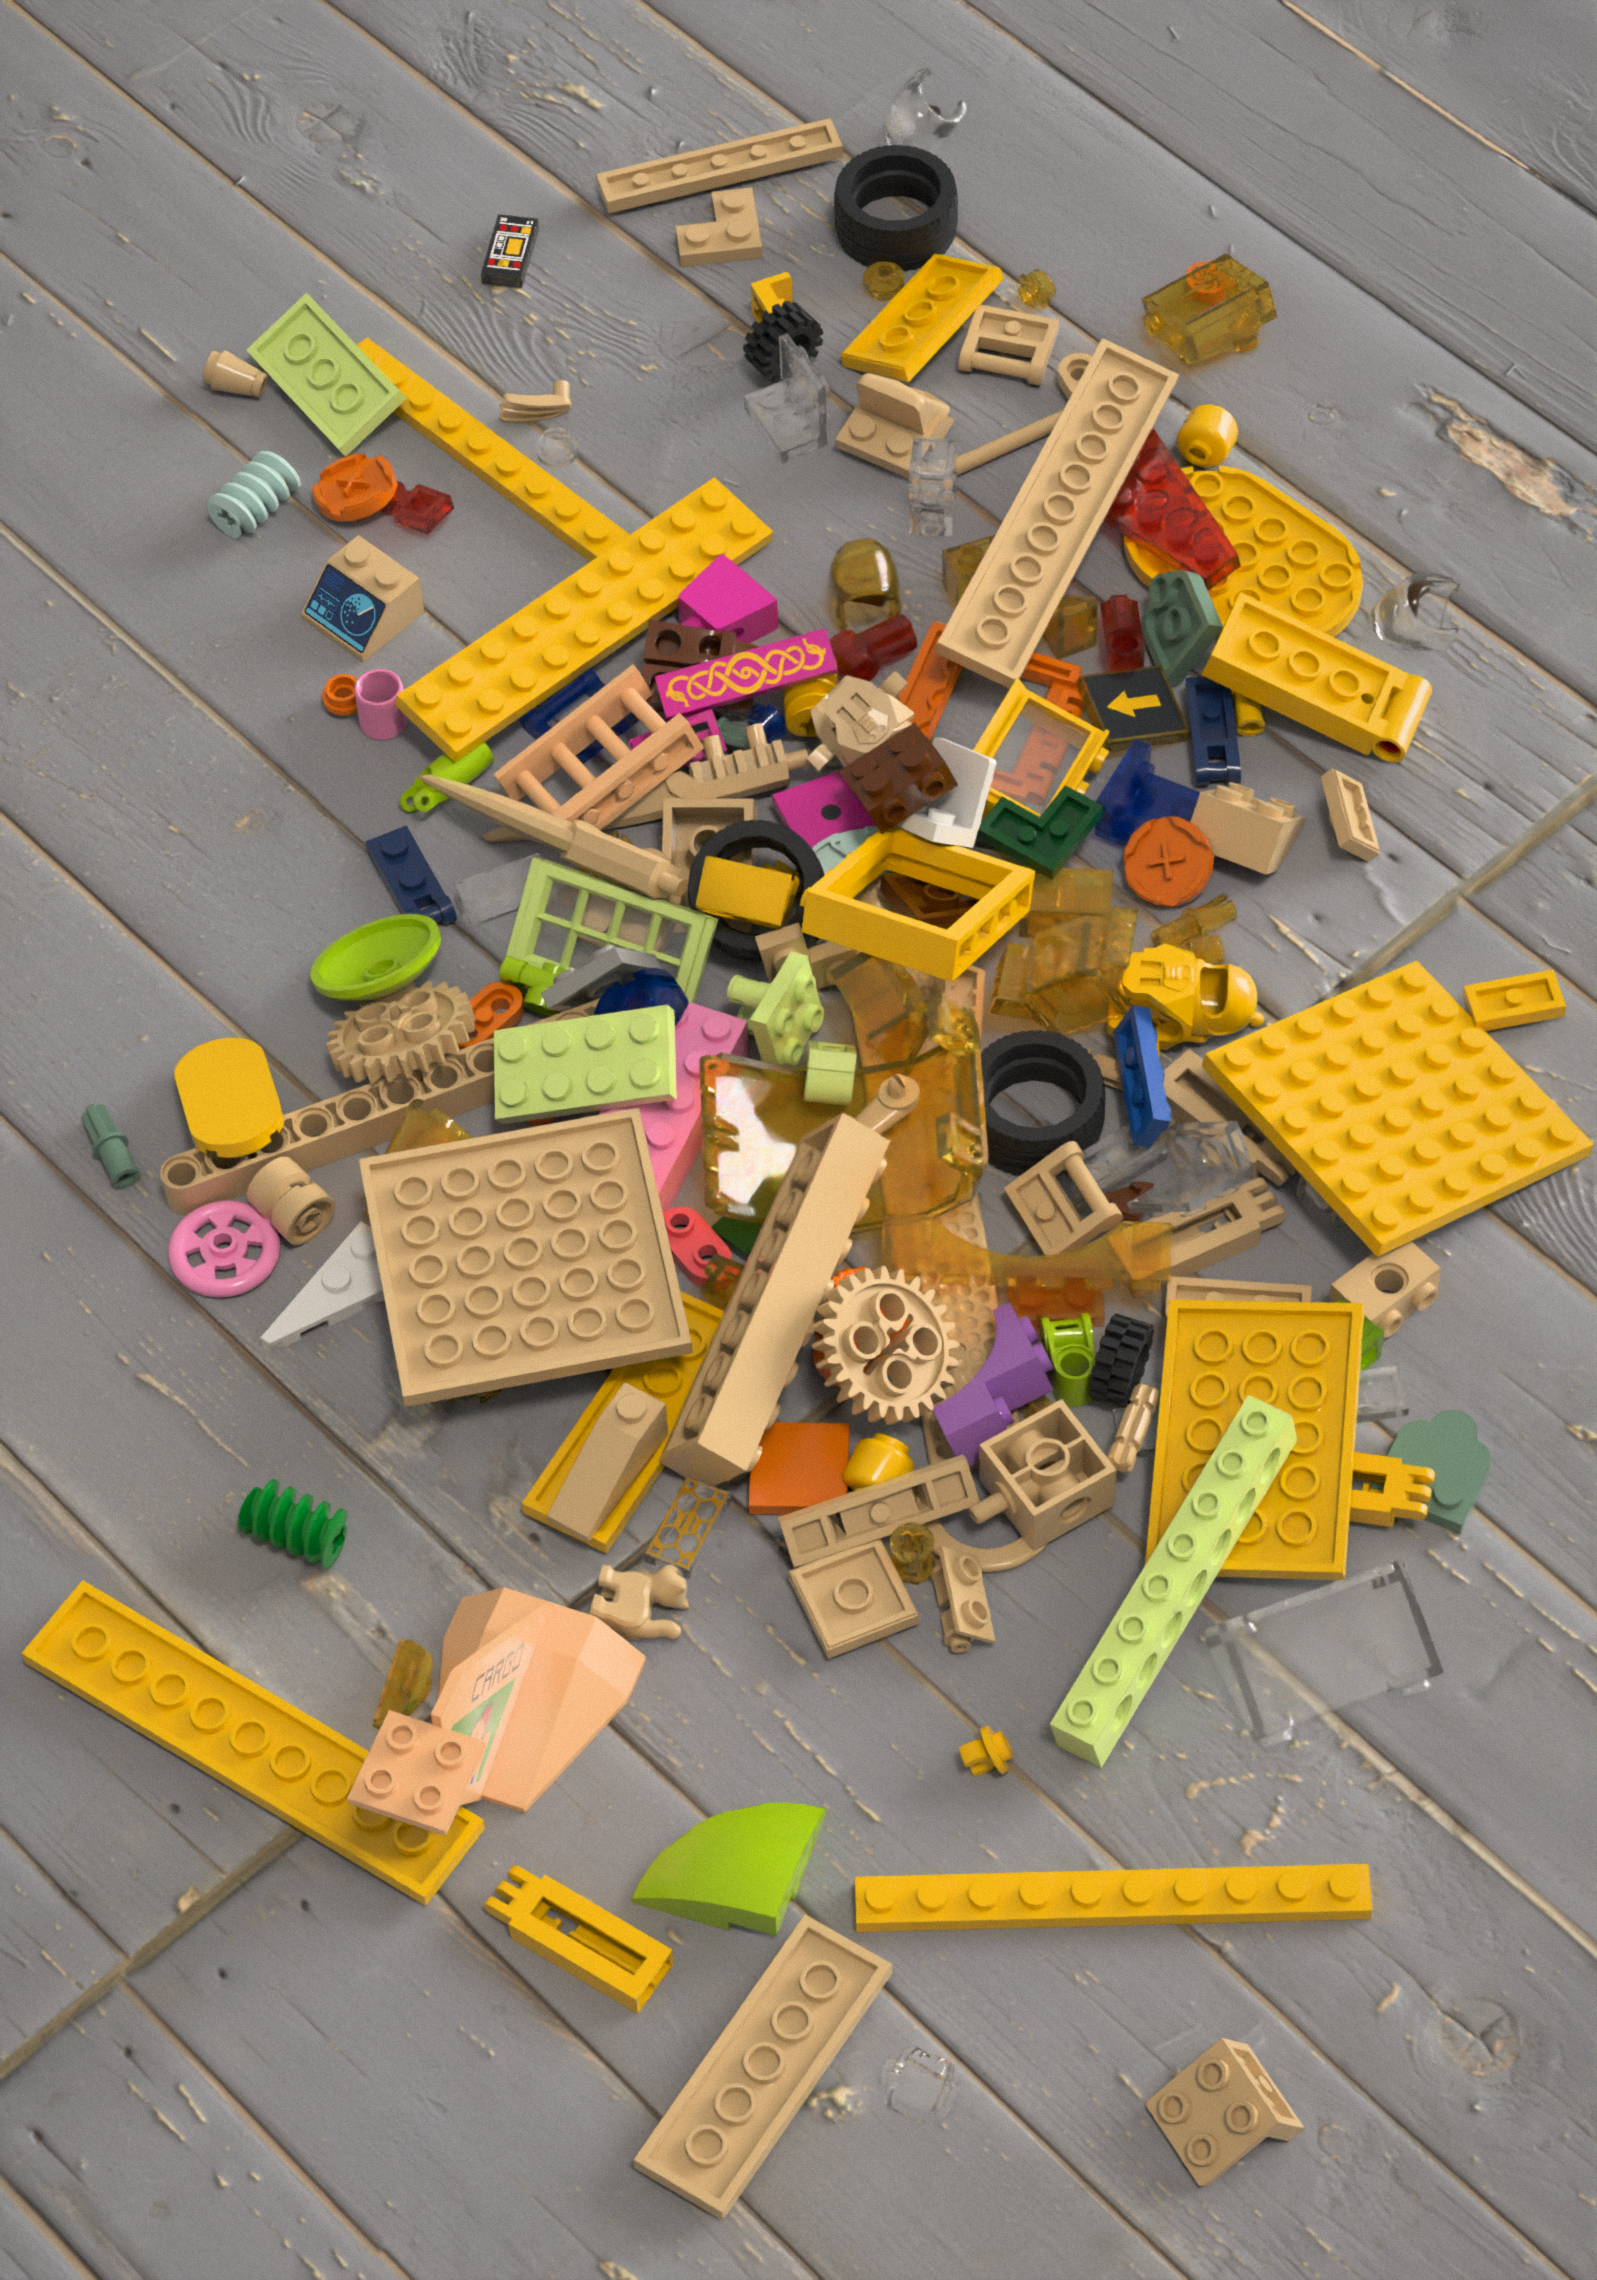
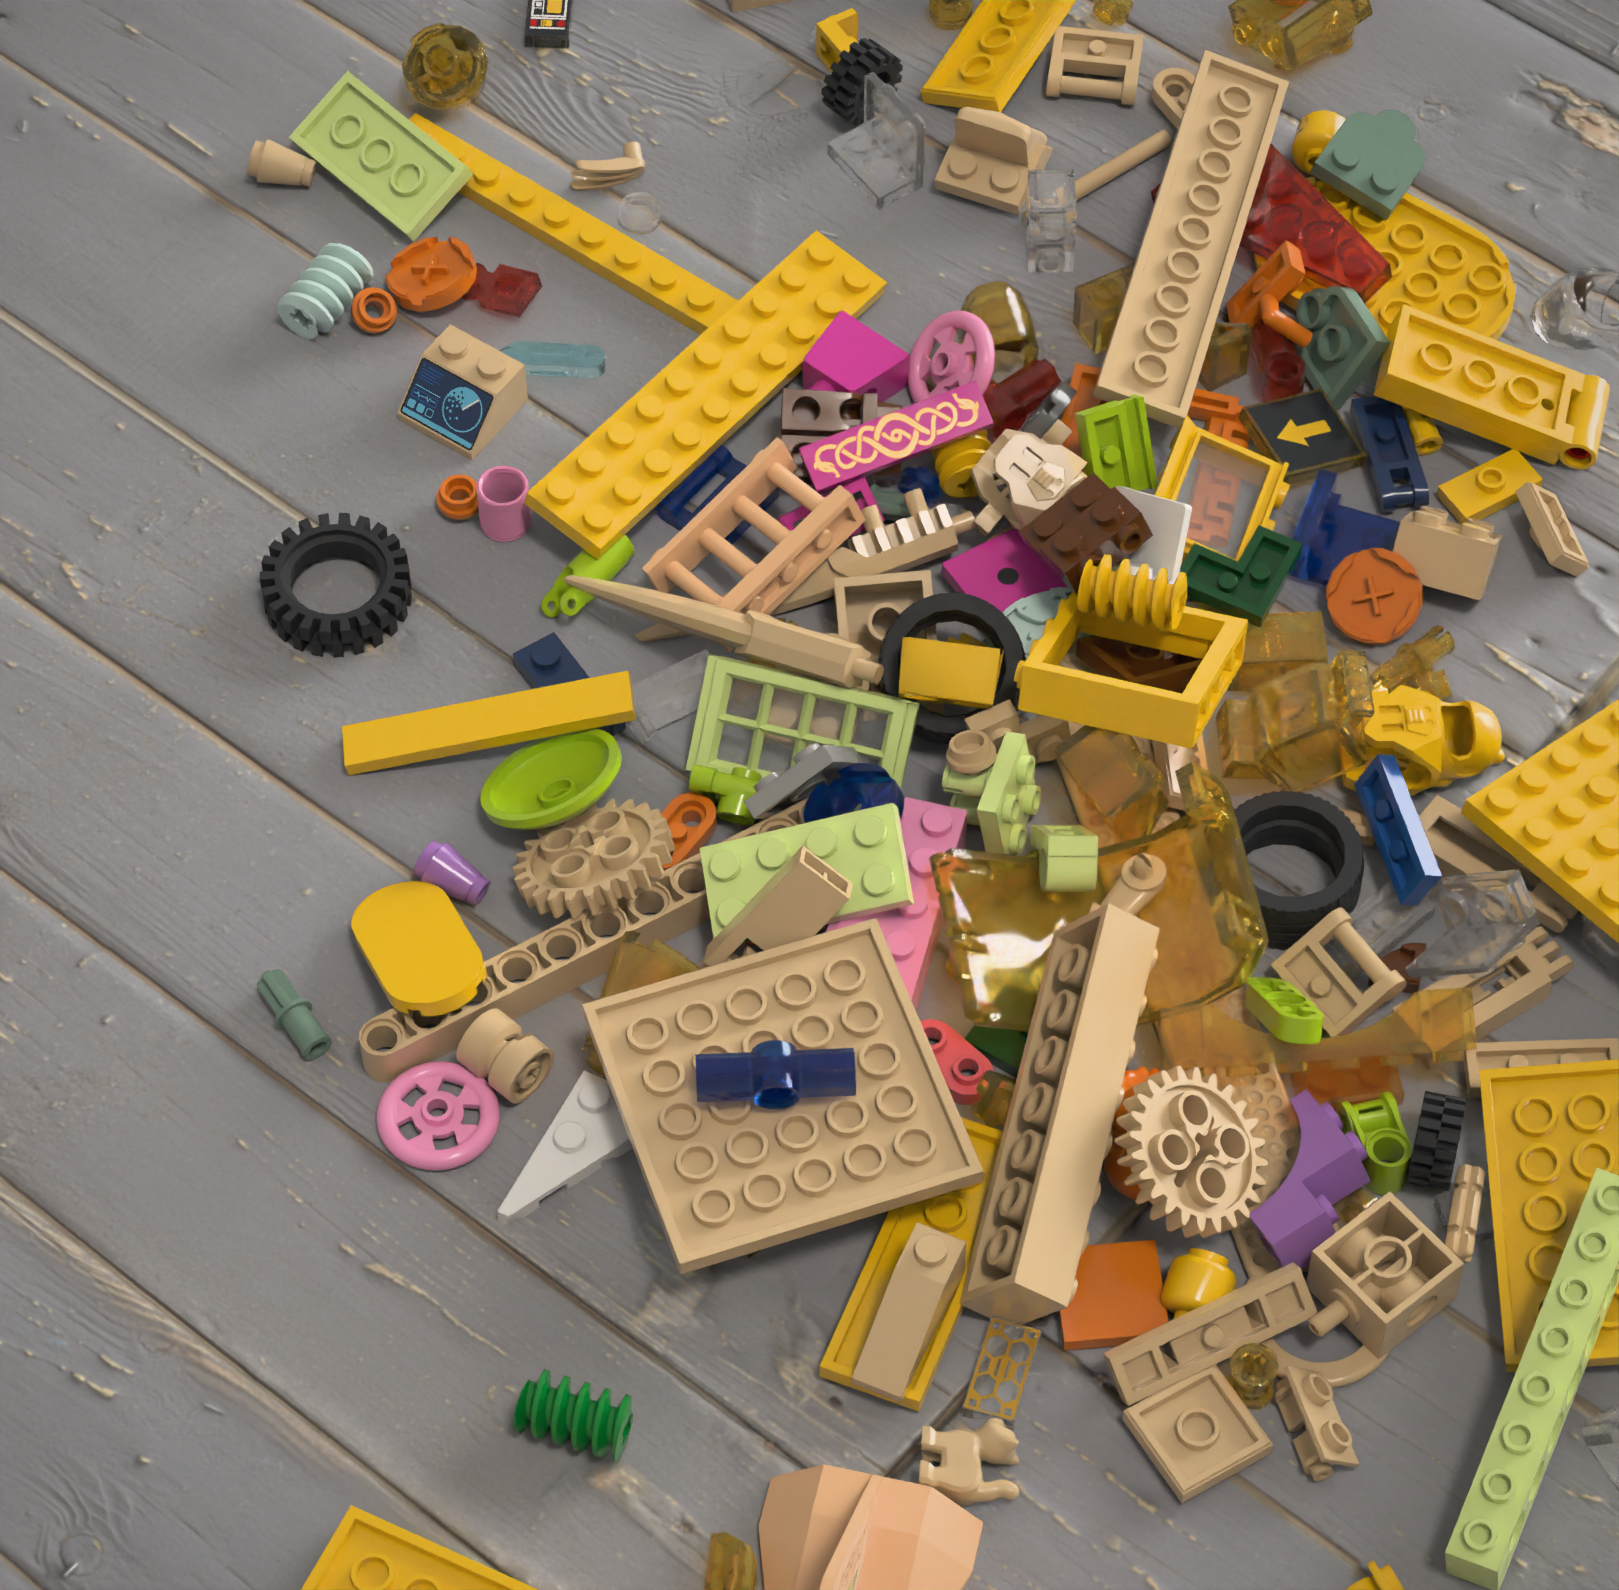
camera: 10 degrees left, 0 degrees up
(207, 725) = (339, 629): none -> black tyre
(273, 1034) = (451, 872): none -> medium lavender cone
(302, 506) = (381, 300): none -> orange plate
(330, 901) = (488, 723): none -> yellow tile
(399, 297) = (445, 67): none -> clear yellow cone
(456, 576) = (558, 359): none -> clear light blue piece
(516, 1237) = (775, 1075): none -> clear blue piece
(558, 1091) = (785, 910): none -> tan hinge
(754, 967) = (970, 752): none -> tan plate
(816, 608) = (952, 361): none -> bright pink plate
(903, 656) = (1049, 409): none -> dark grey tile
(925, 837) = (1132, 594): none -> yellow piece
(949, 699) = (1118, 443): none -> lime plate
(1001, 1229) = (1284, 1010): none -> lime beam
(1116, 573) = (1266, 288): none -> orange plate
(1247, 455) = (1372, 160): none -> sand green plate
(1299, 770) = (1487, 486): none -> yellow plate

